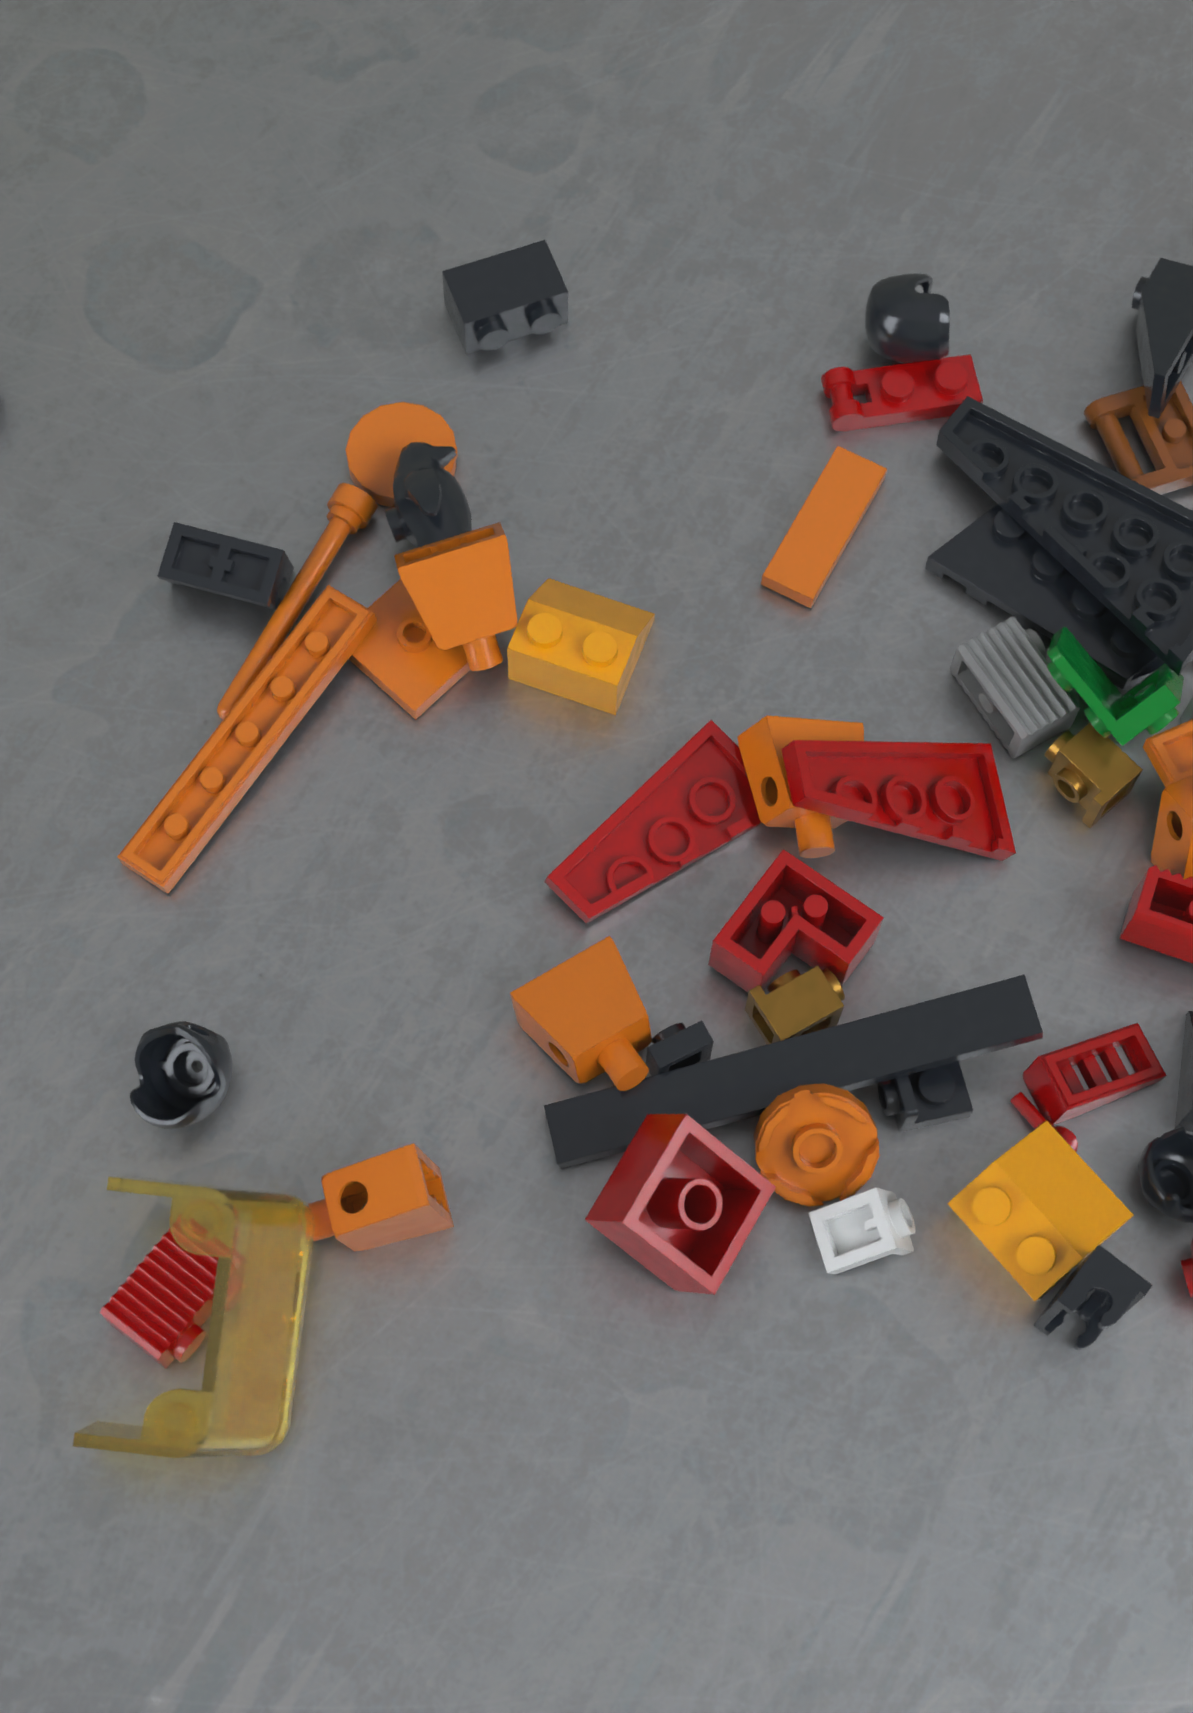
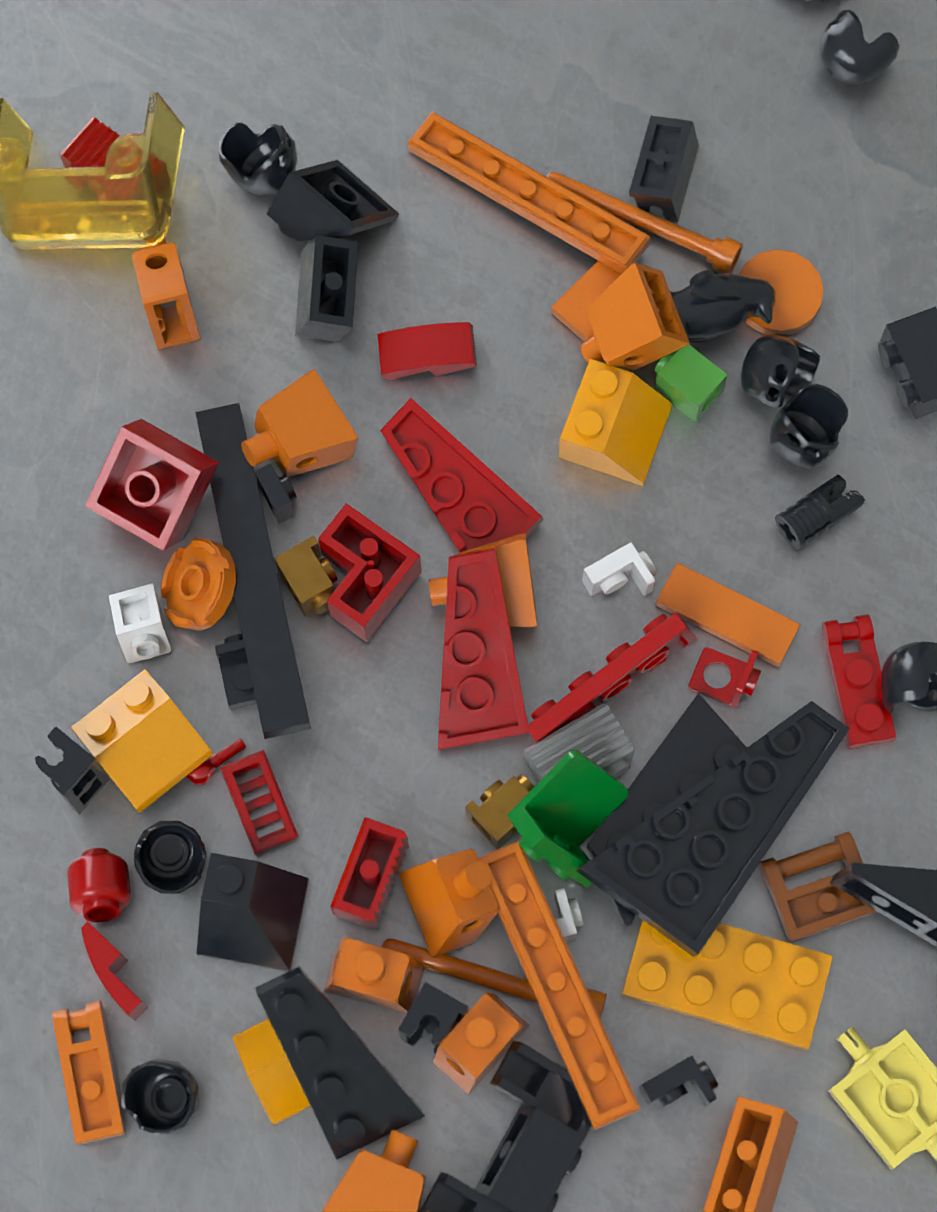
camera: 95 degrees right, 5 degrees up
(79, 349) = (849, 56): none -> black helmet
(260, 984) = (327, 203): none -> black slope
(387, 981) = (326, 288): none -> black brick
(471, 864) = (428, 347): none -> red slope
(514, 455) = (777, 368): none -> black helmet
(536, 547) = (689, 381): none -> bright green brick
(591, 422) = (809, 426): none -> black helmet
(698, 424) = (817, 512): none -> black hinge
(776, 640) = (612, 571): none -> white bracket
(909, 507) = (742, 679): none -> red bracket
(914, 629) = (614, 677): none -> red wing

